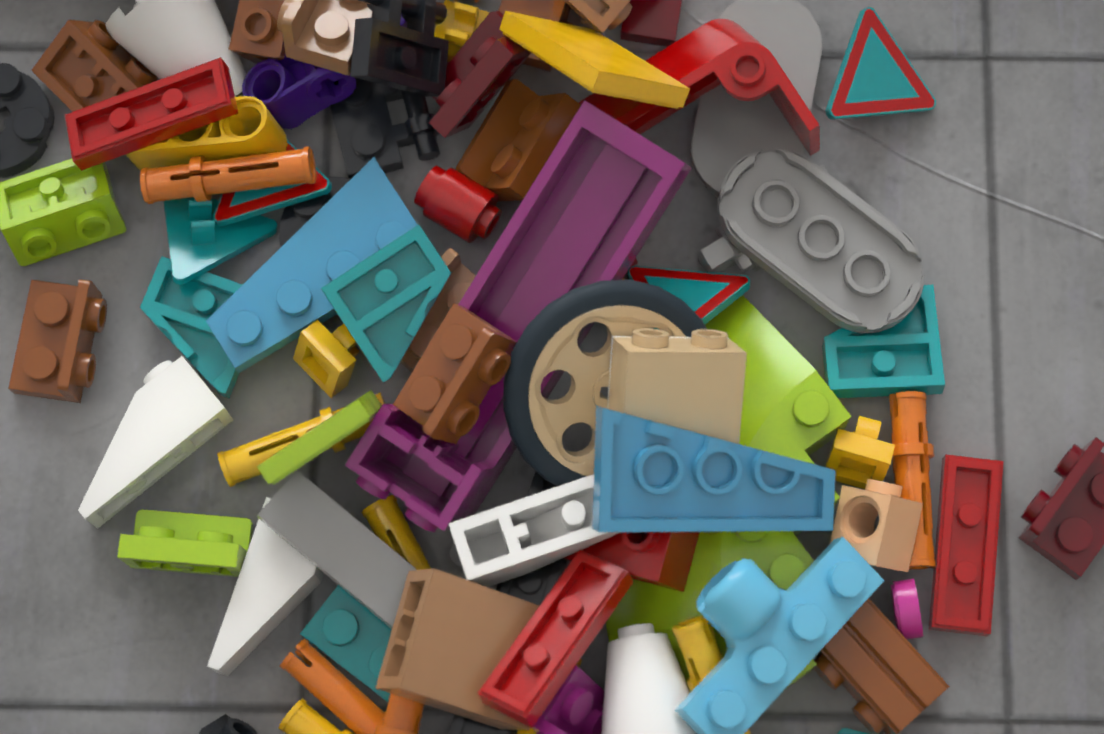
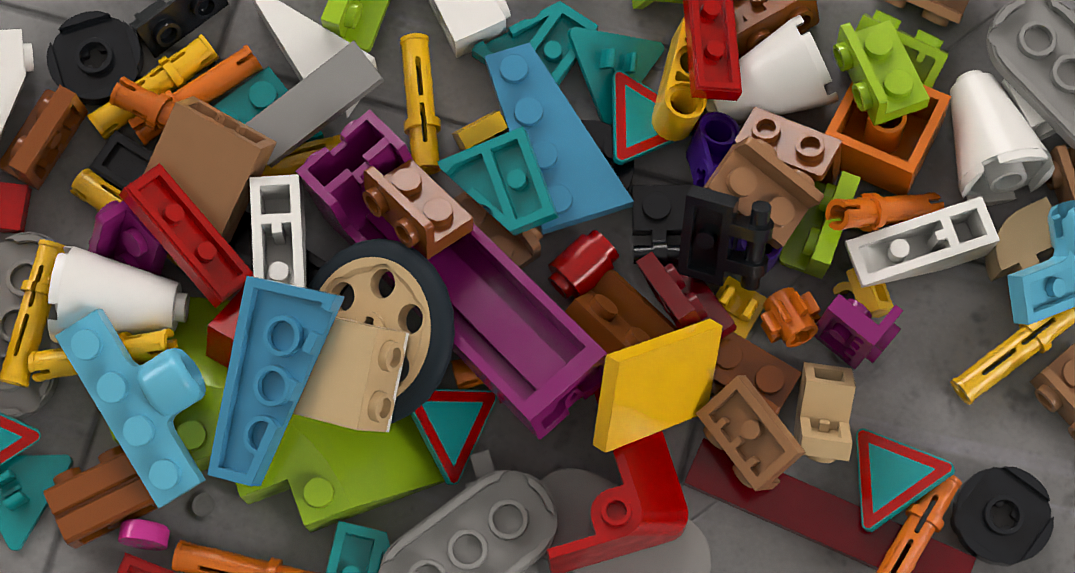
camera: 100 degrees right, 0 degrees up
(228, 175) = (652, 36): orange pin -> none
(320, 438) = (399, 99): lime tile -> none
(859, 454) = (278, 532): yellow tile -> none
(897, 527) = (212, 524): light nougat brick -> none

